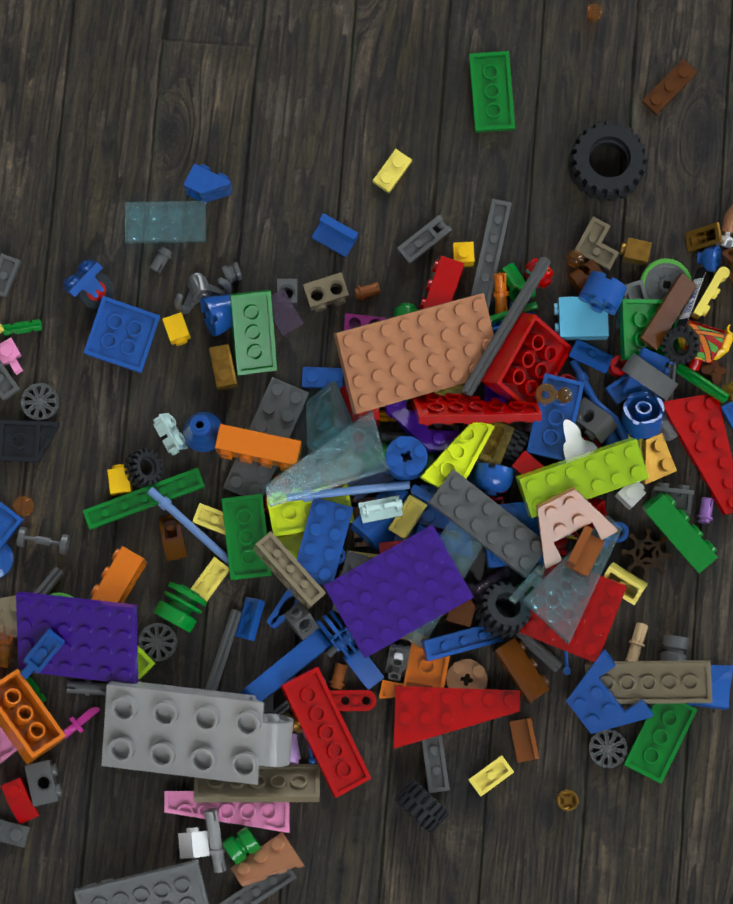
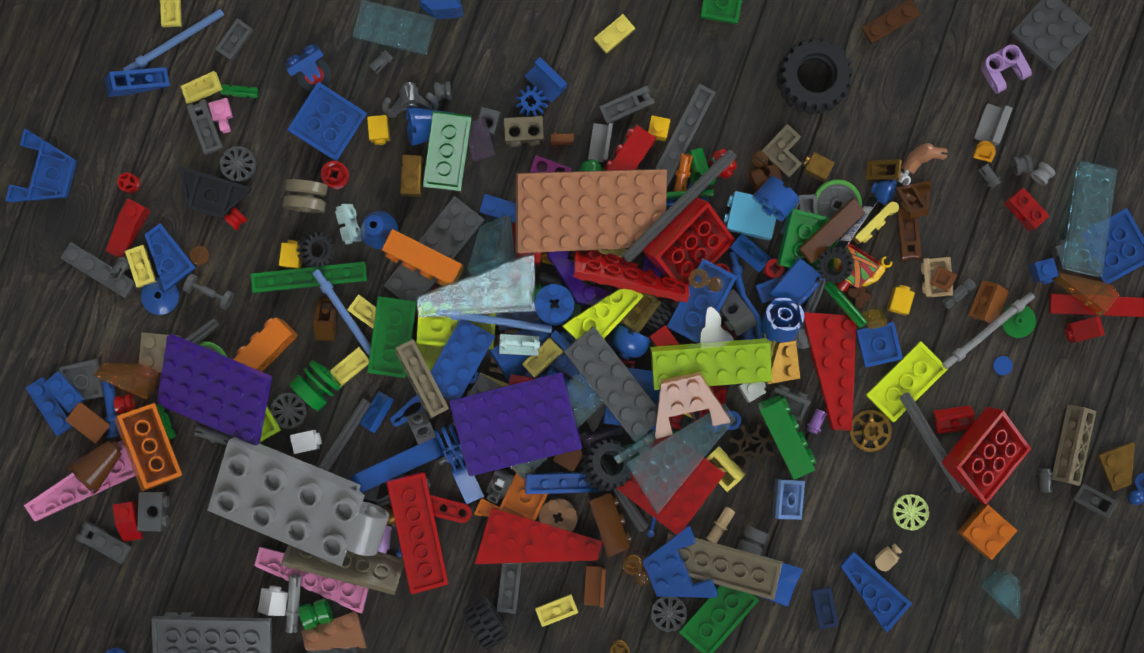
camera: 15 degrees right, 5 degrees up
(42, 653) = (178, 395): blue hinge -> none
(52, 458) = (235, 218): none -> red wheel
(77, 724) = (197, 465): dark pink piece -> none
(119, 415) = (304, 194): none -> dark tan wheel
(142, 395) = (343, 174): none -> red wheel
(184, 669) = (305, 441): none -> white brick
(331, 255) = (528, 95): none -> blue gear
(338, 676) = (442, 484): dark orange pin -> none
(407, 284) = (600, 142): none -> light grey panel
(570, 719) = (642, 577): none -> clear orange plate
(585, 552) = (694, 434): dark orange panel -> none
(650, 376) = (798, 286): dark grey beam -> none
(698, 597) = (788, 499): none -> medium blue slope

